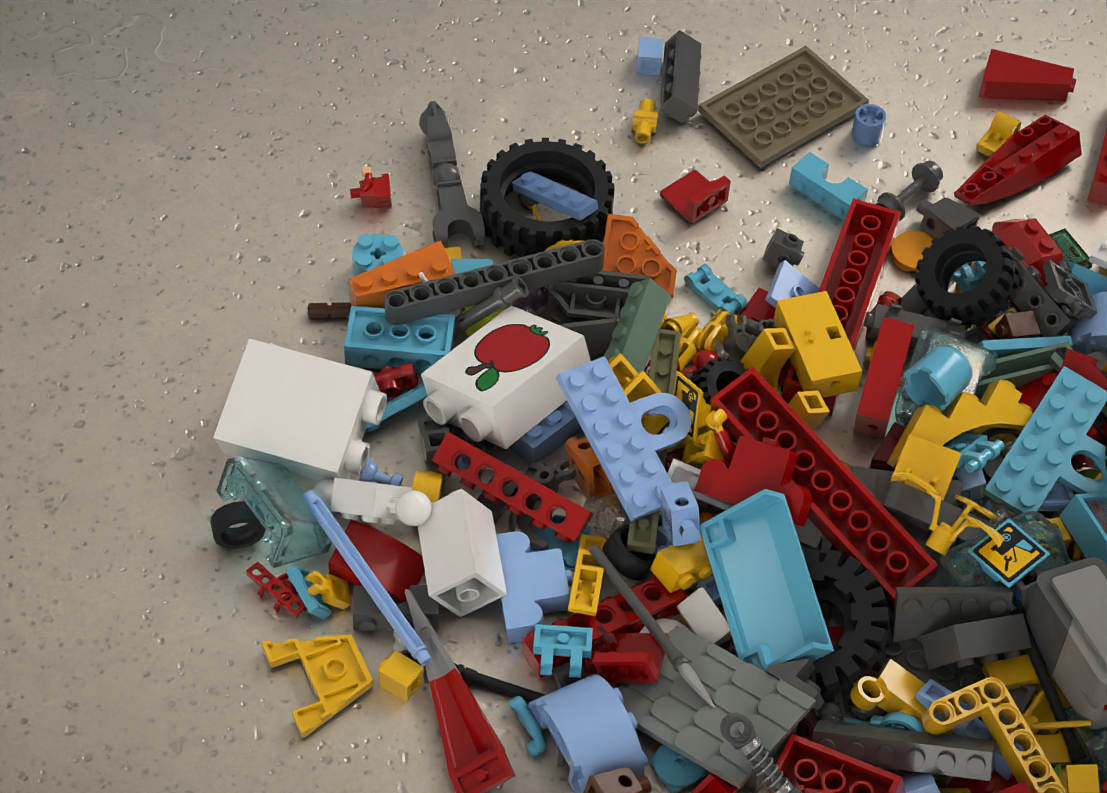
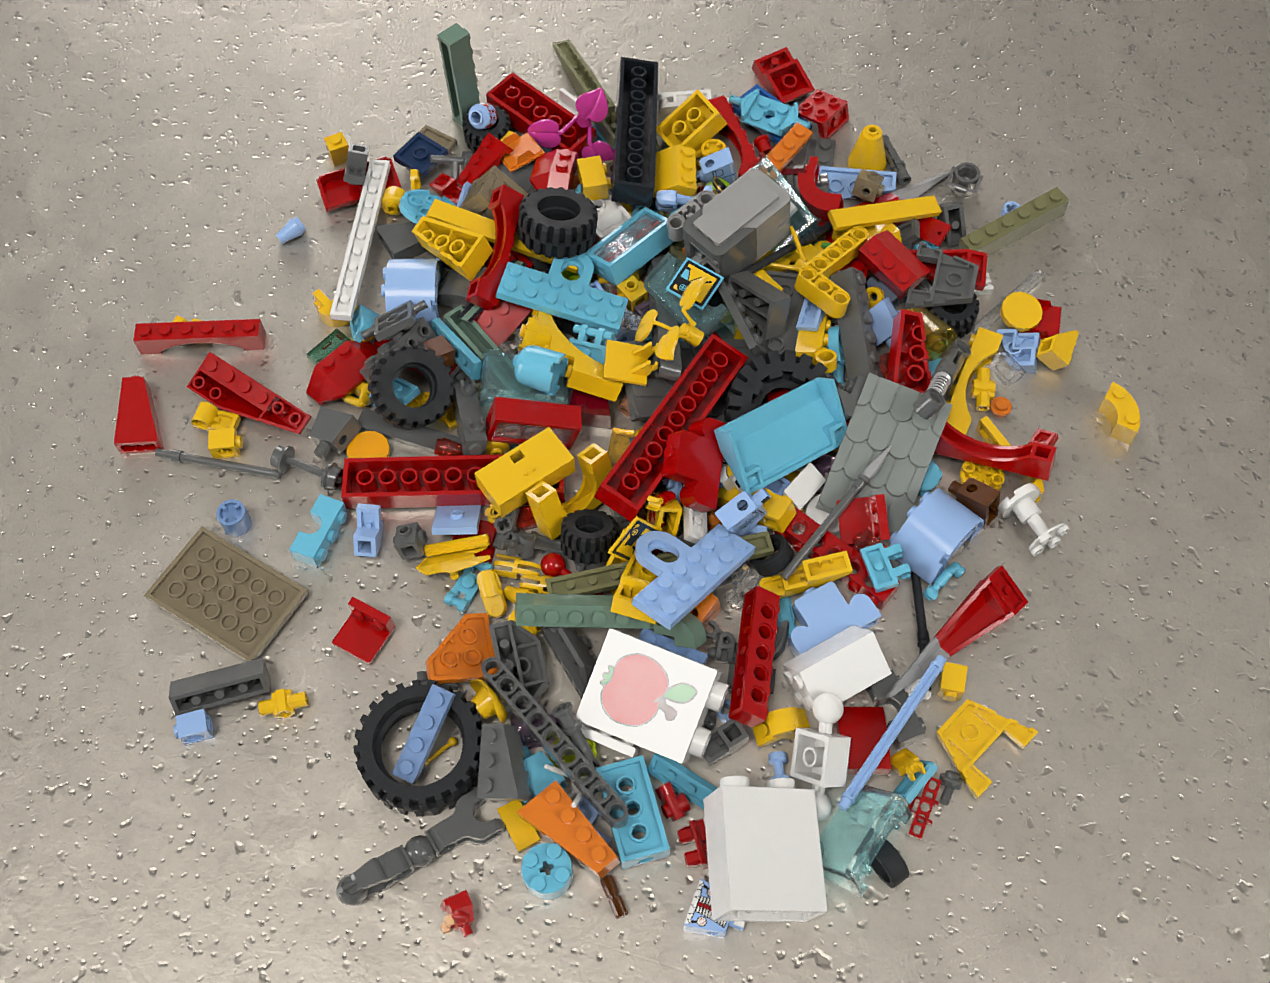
camera: 105 degrees left, 10 degrees up
(290, 629) = (951, 781): none -> dark grey plate
(491, 241) = (502, 765): none -> dark grey wedge
(562, 431) = (687, 632): none -> sand green brick
(694, 300) = (492, 593): none -> yellow arm
(744, 276) = (452, 562): none -> yellow shield
(765, 280) = (457, 545): none -> yellow axle
(807, 223) = (369, 530): none -> light blue brick
(963, 104) = (179, 456): none -> dark grey bar
(965, 136) = (224, 443): none -> yellow brick

